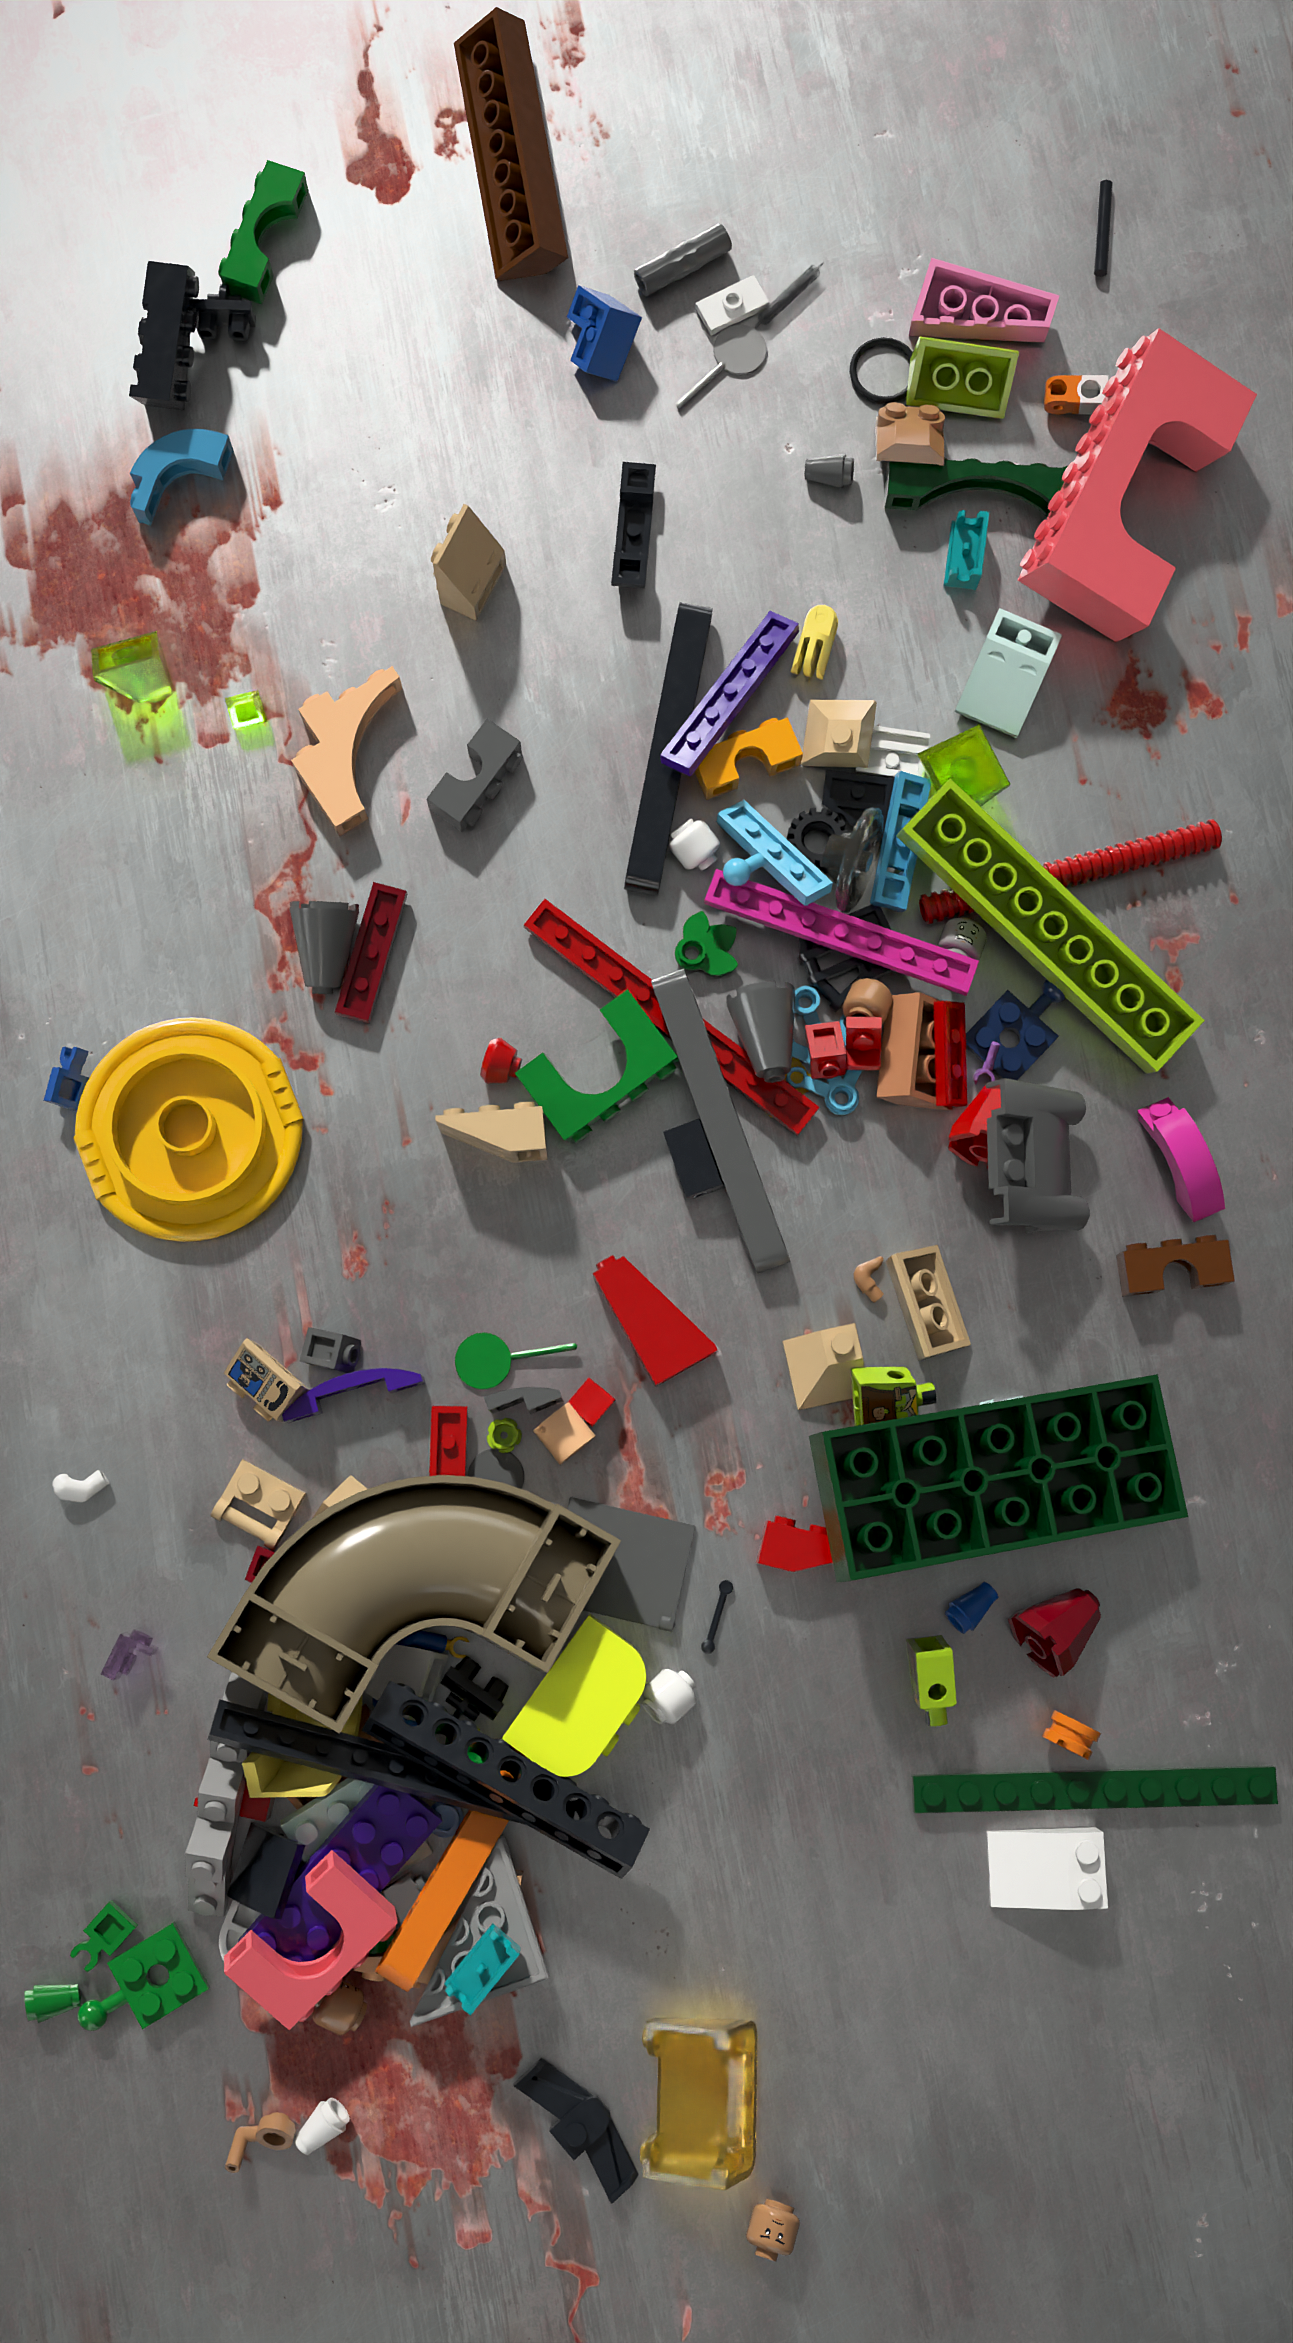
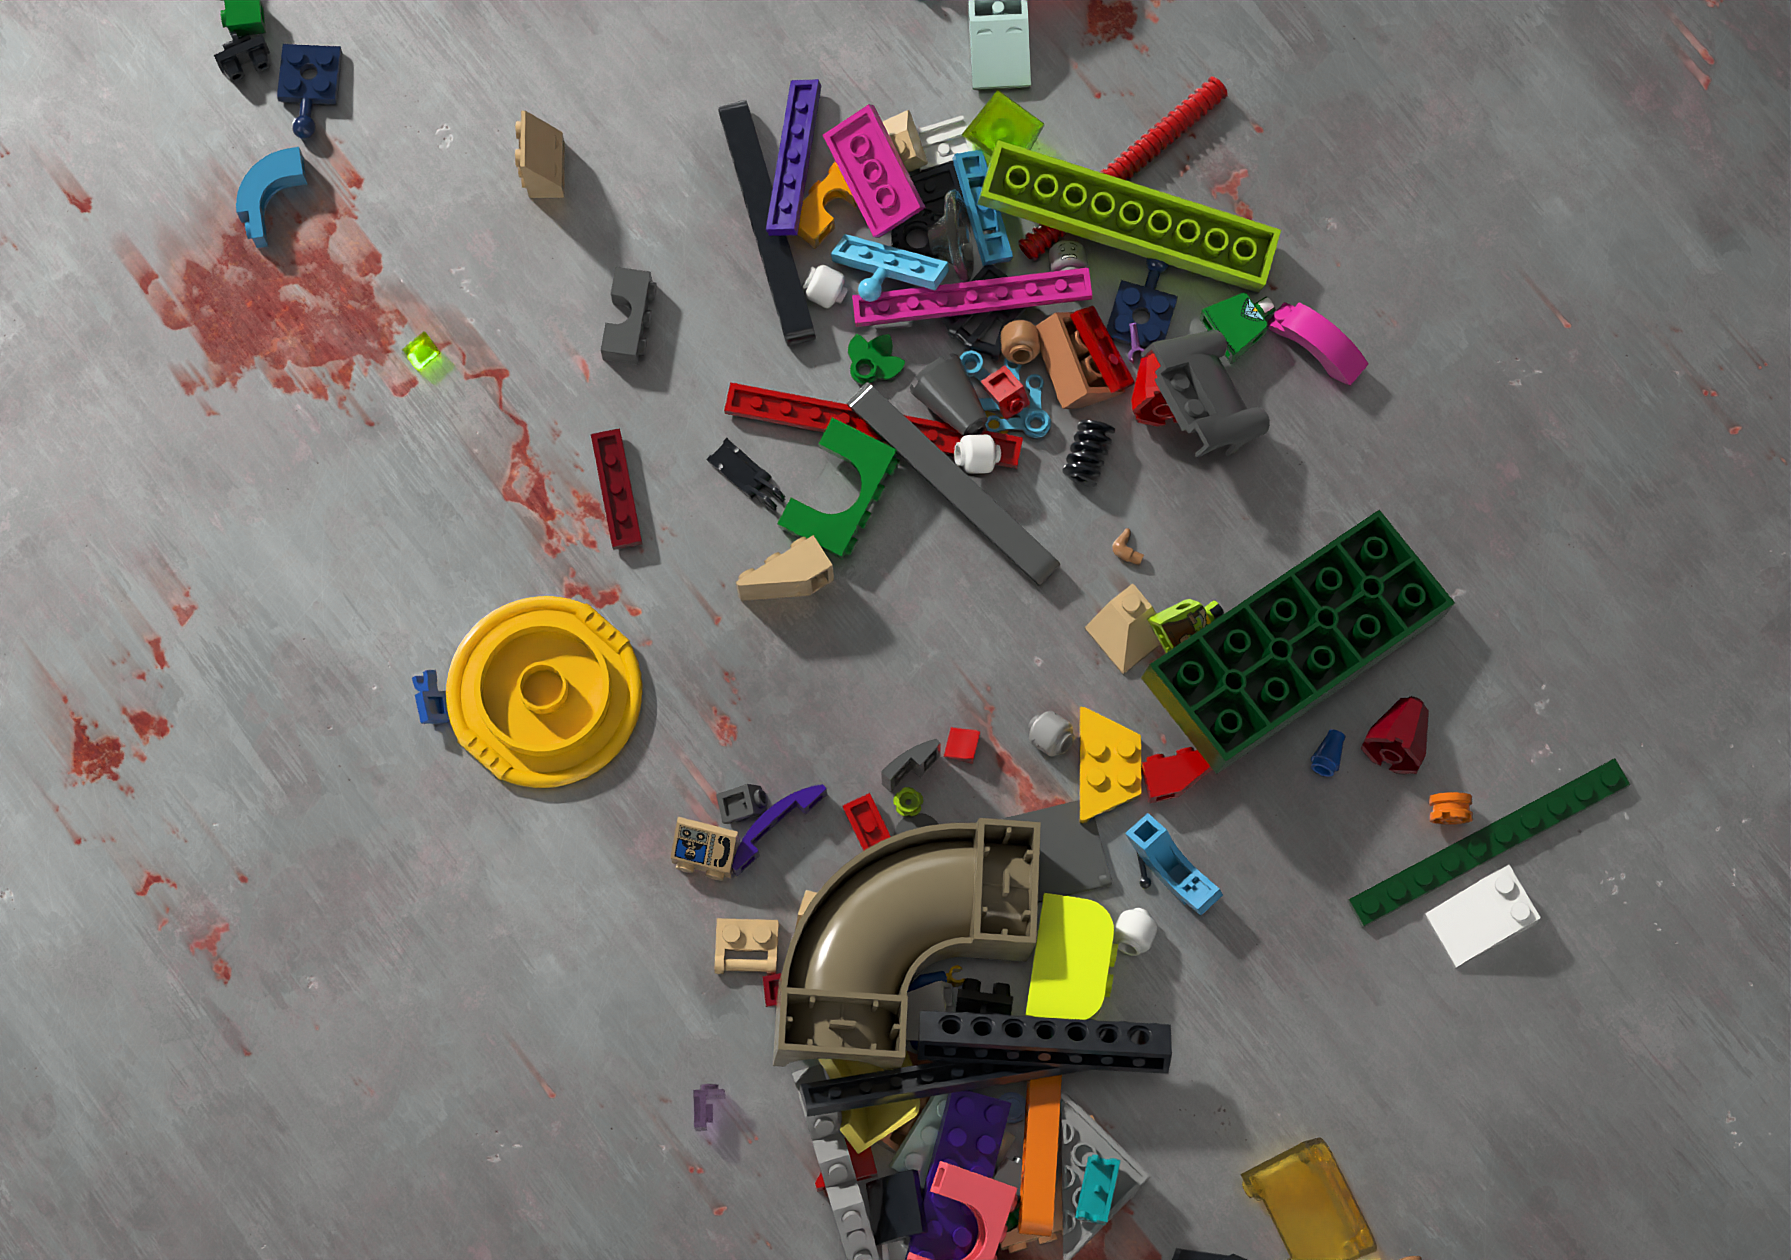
camera: 20 degrees left, 5 degrees down
(79, 1491) = (603, 1004): white arm -> none
(133, 668) = (316, 360): clear neon green slope -> none
(166, 336) = (210, 92): black wedge -> none
(285, 387) = (319, 90): none -> dark blue plate
(323, 941) = (576, 497): dark grey cone -> none
(338, 728) = (500, 332): light nougat arch -> none
(486, 1360) = (865, 753): green piece -> none
(499, 1062) = (760, 523): red cone -> none
(511, 999) = (744, 473): none -> black arm
(564, 1433) = (954, 775): light nougat piece -> none
(634, 525) = (651, 65): black slope -> none
(654, 1326) = (979, 662): red slope -> none
(688, 1438) = (1051, 733): none -> light grey head
(694, 1159) = (947, 523): black hinge -> none
(731, 1501) = (1106, 764): none -> yellow wing
(744, 1649) = (1171, 866): none -> dark azure arch
(760, 1102) = (977, 454): none -> white head
(804, 747) = (873, 171): none -> dark pink plate
(818, 636) = (837, 81): light yellow arm -> none
(863, 1043) = (1032, 372): red bracket -> none
(879, 1155) = (1086, 451): none -> black piece
(927, 1302) = (1179, 544): tan slope -> none
(932, 1664) = (1316, 808): lime torso -> none
(1109, 1095) = (1239, 322): none -> green torso
(1205, 1261) = (1373, 410): reddish brown arch -> none

